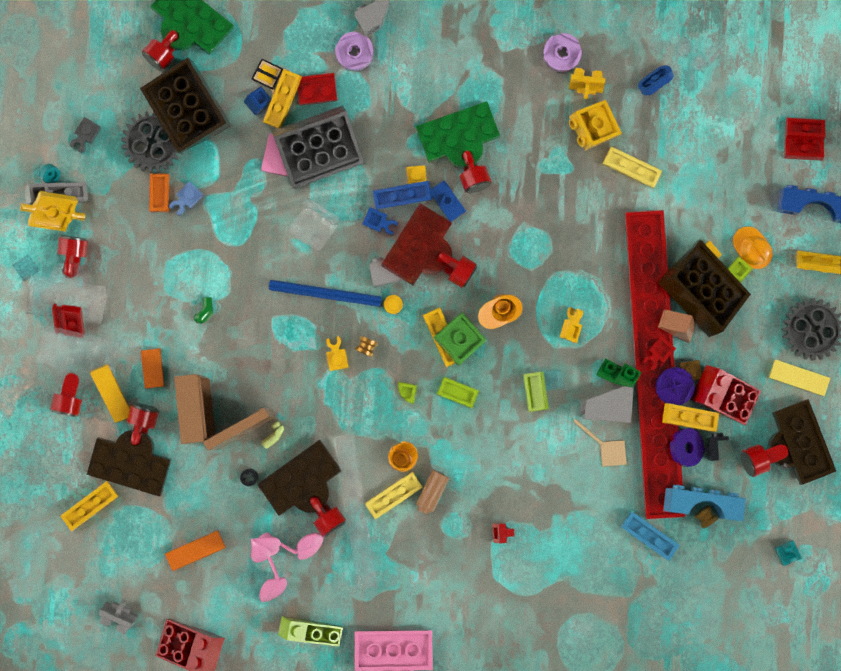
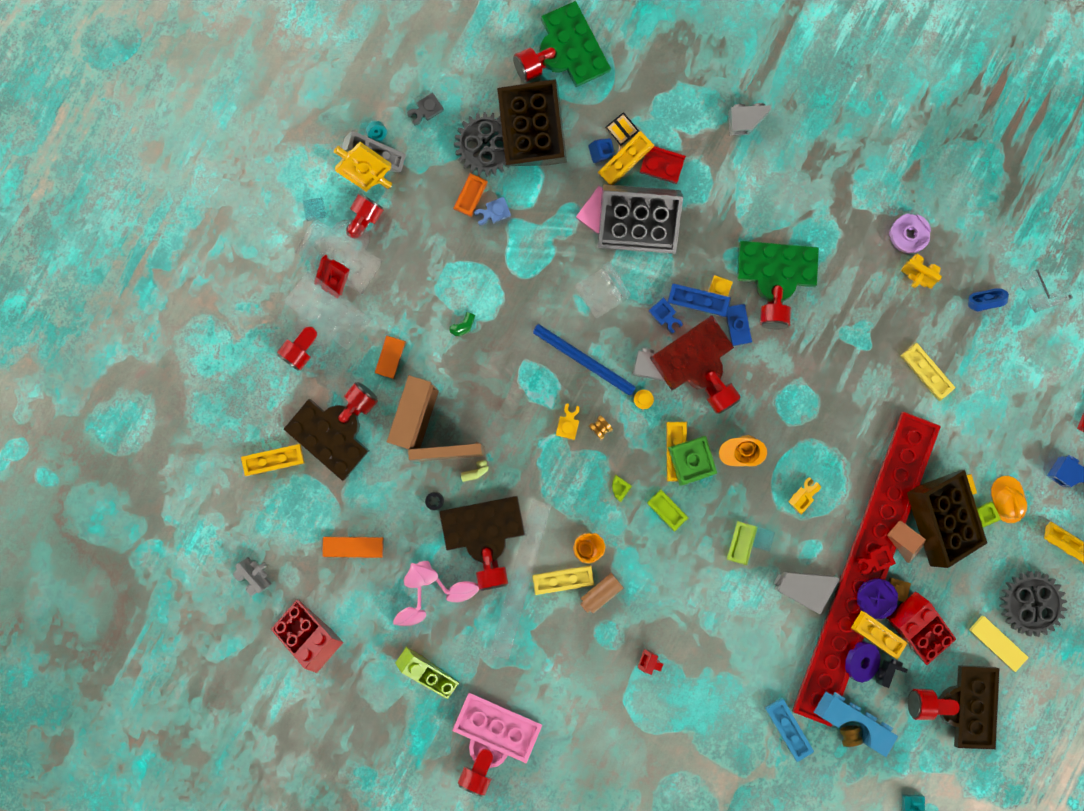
camera: 20 degrees right, 0 degrees up
(111, 392) = (340, 362): yellow tile -> none
(345, 45) = (707, 135): lavender plate -> none
(594, 125) = (910, 315): yellow plate -> none
(612, 452) = (787, 633): tan piece -> none
(619, 375) = (832, 566): green slope -> none

